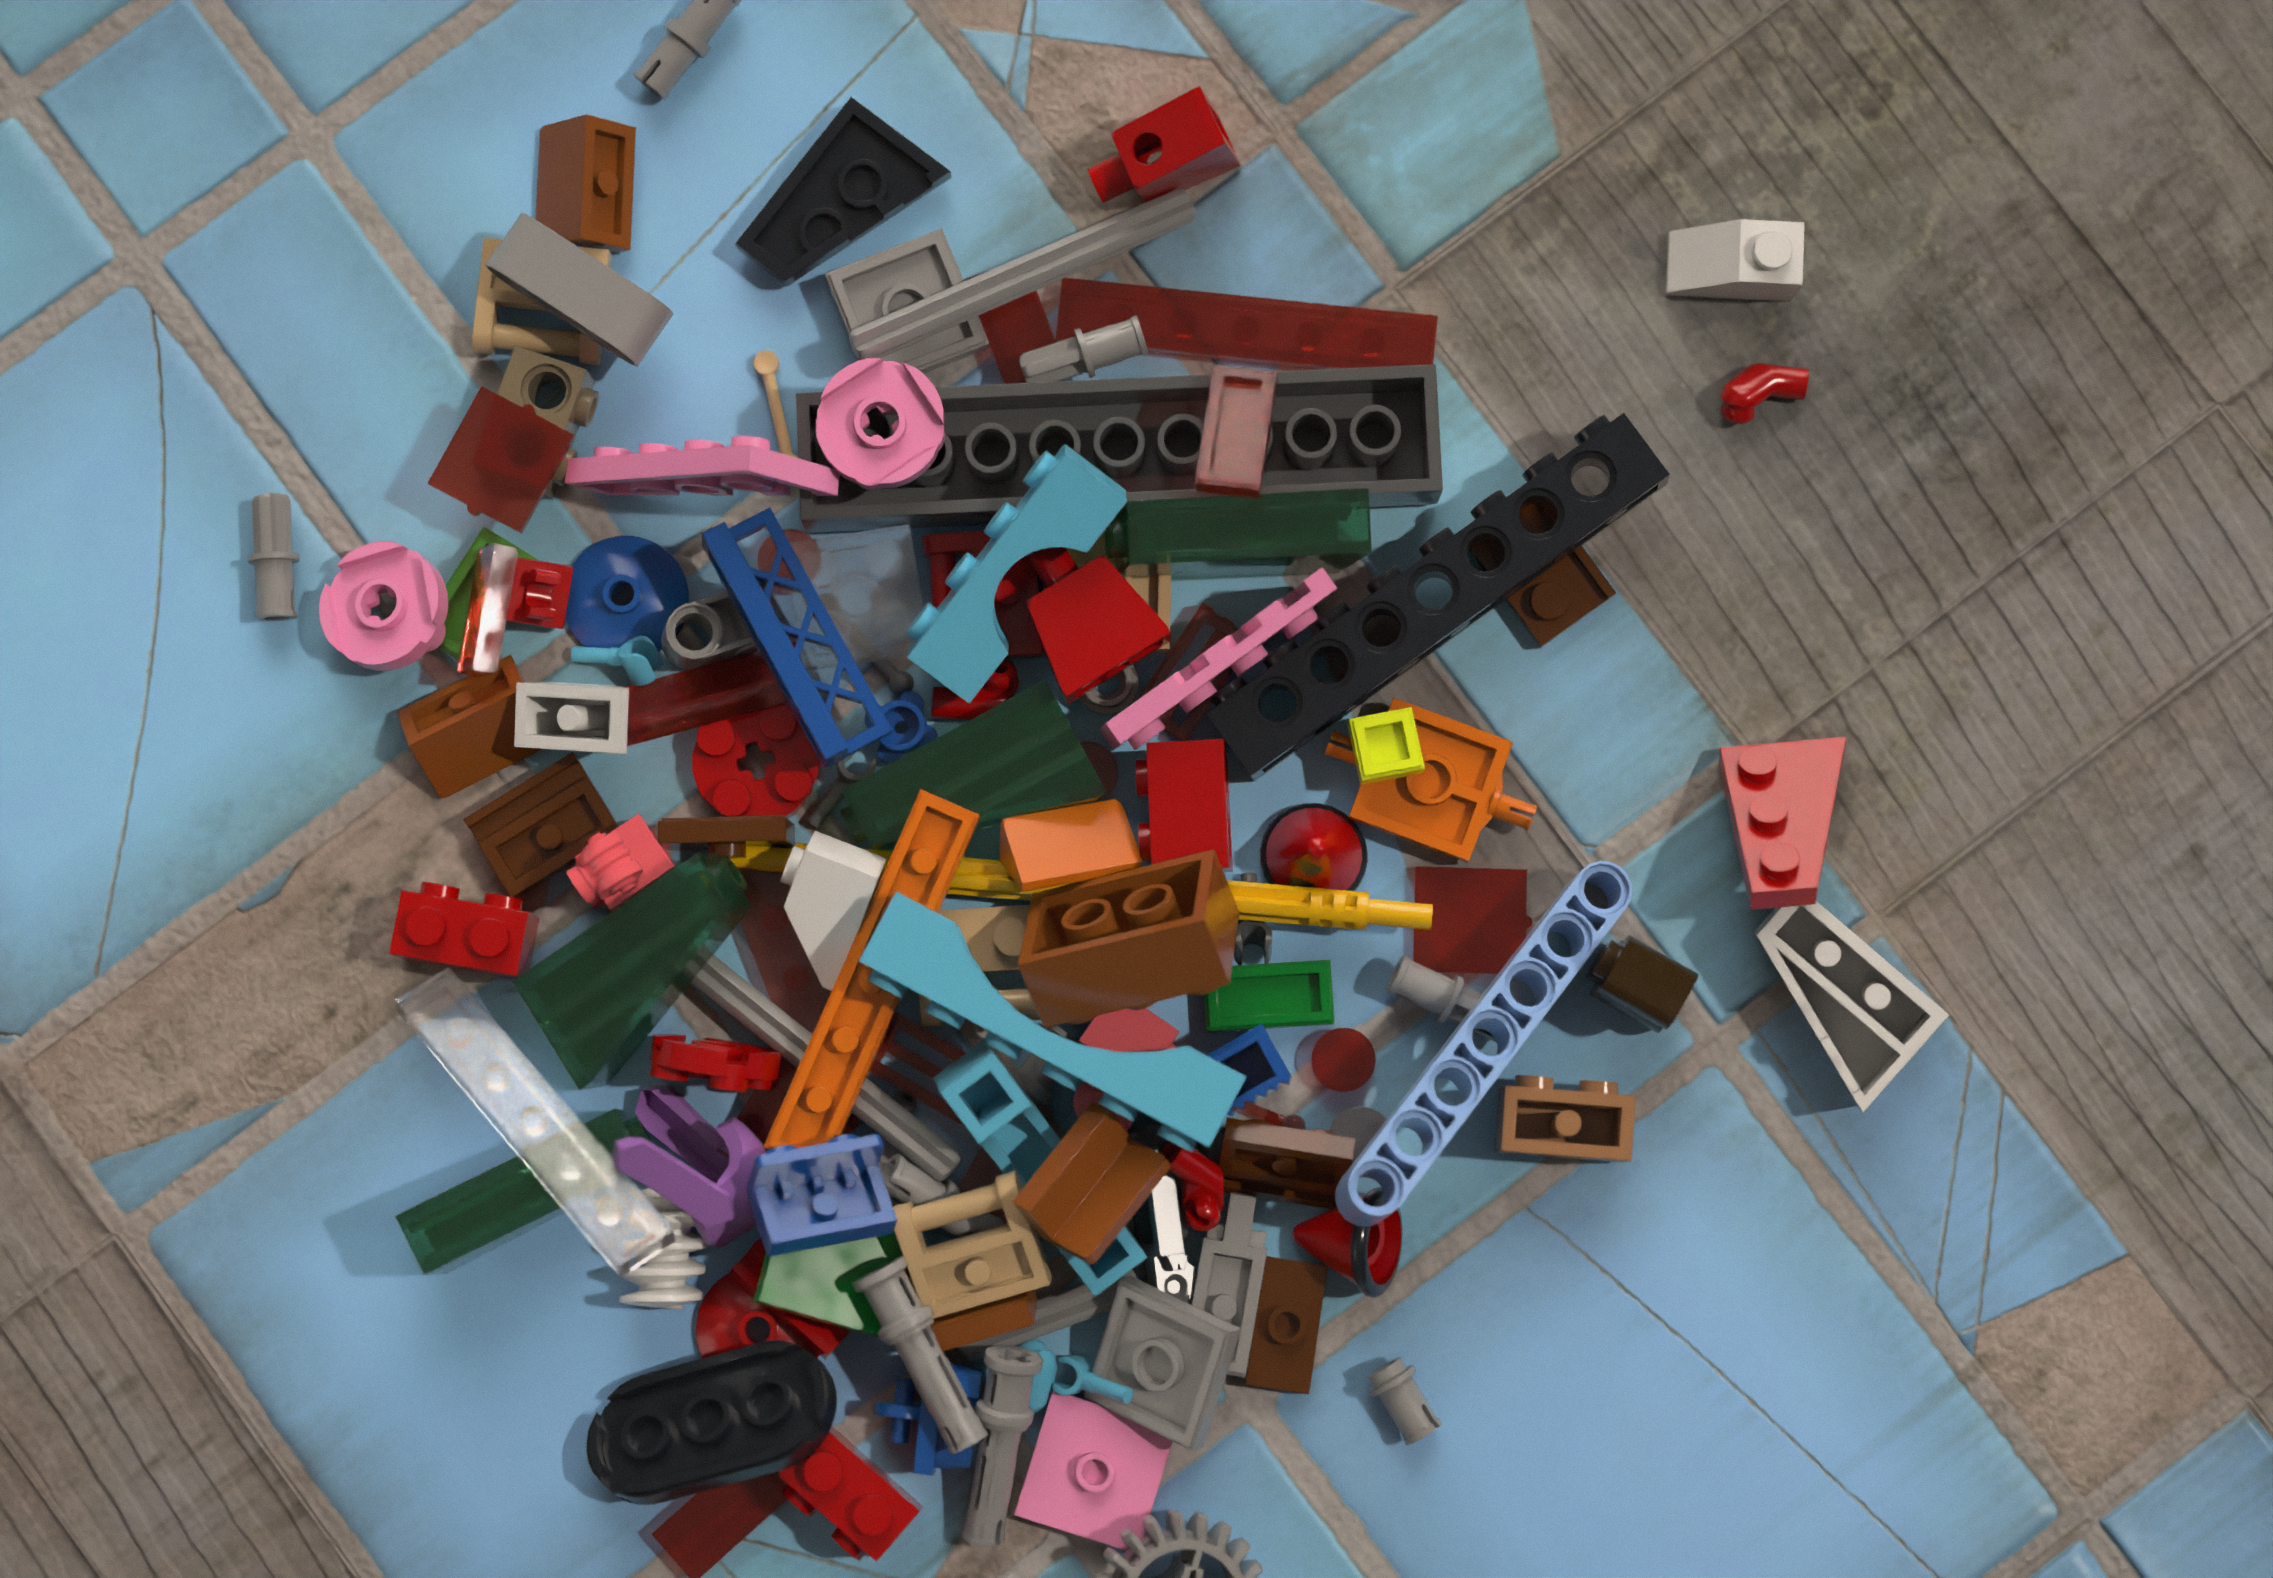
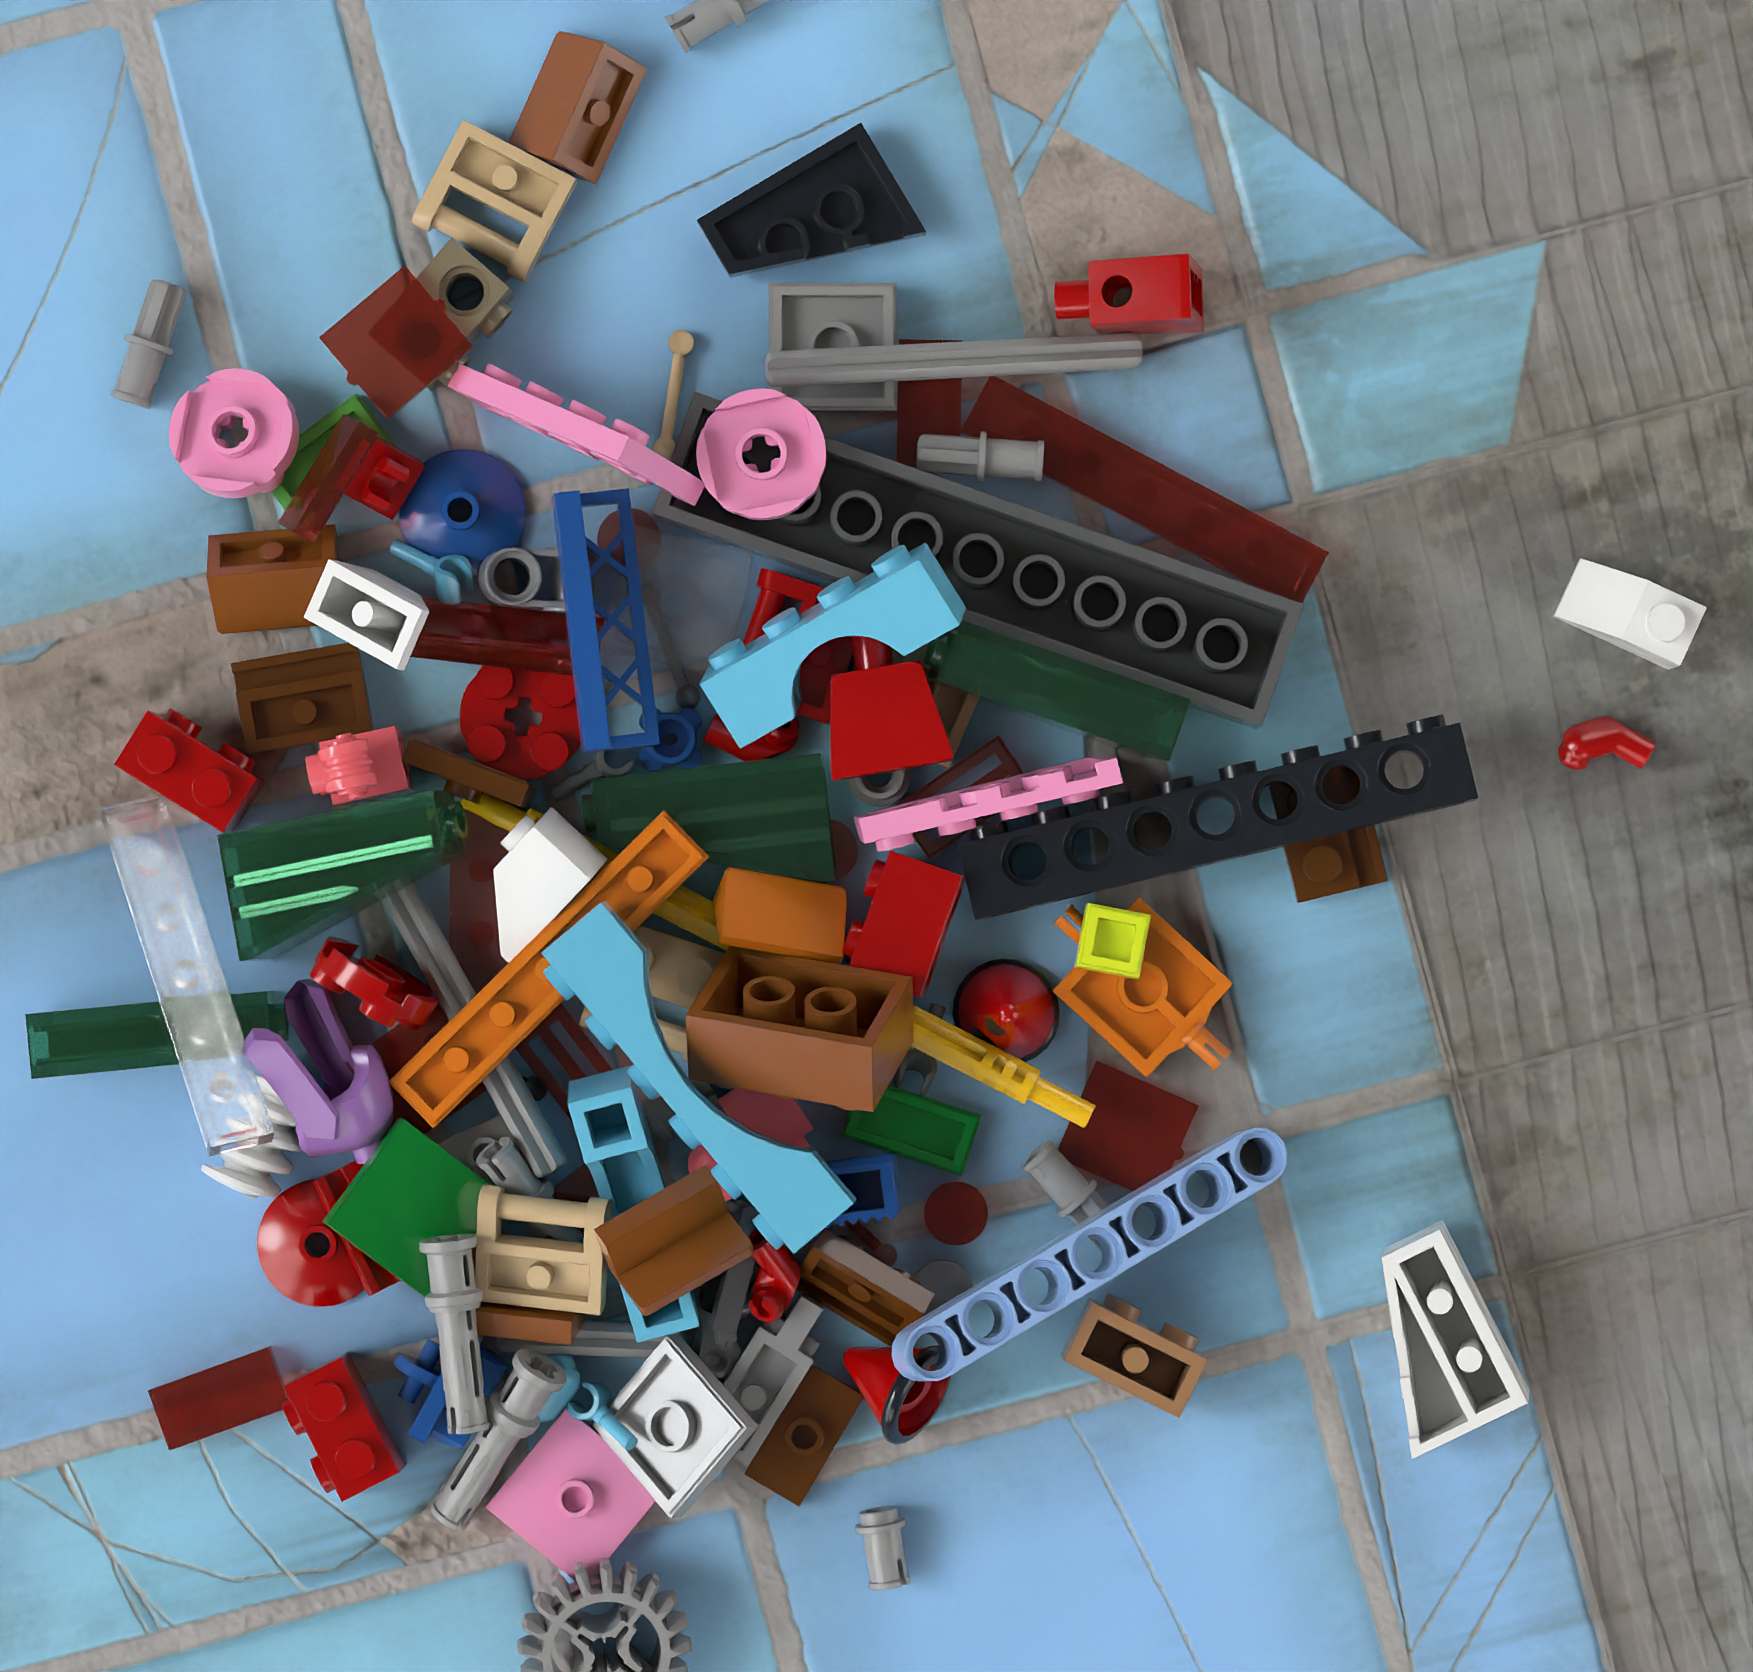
camera: 25 degrees right, 5 degrees up
(579, 289) = (532, 209): light grey beam -> none
(712, 1422) = (242, 1313): black tile -> none
(820, 1194) = (422, 1150): blue bracket -> none
(1236, 431) = (1090, 595): clear red tile -> none
(1640, 982) = (1257, 1256): dark brown brick -> none
(1782, 815) = (1452, 1154): wing -> none

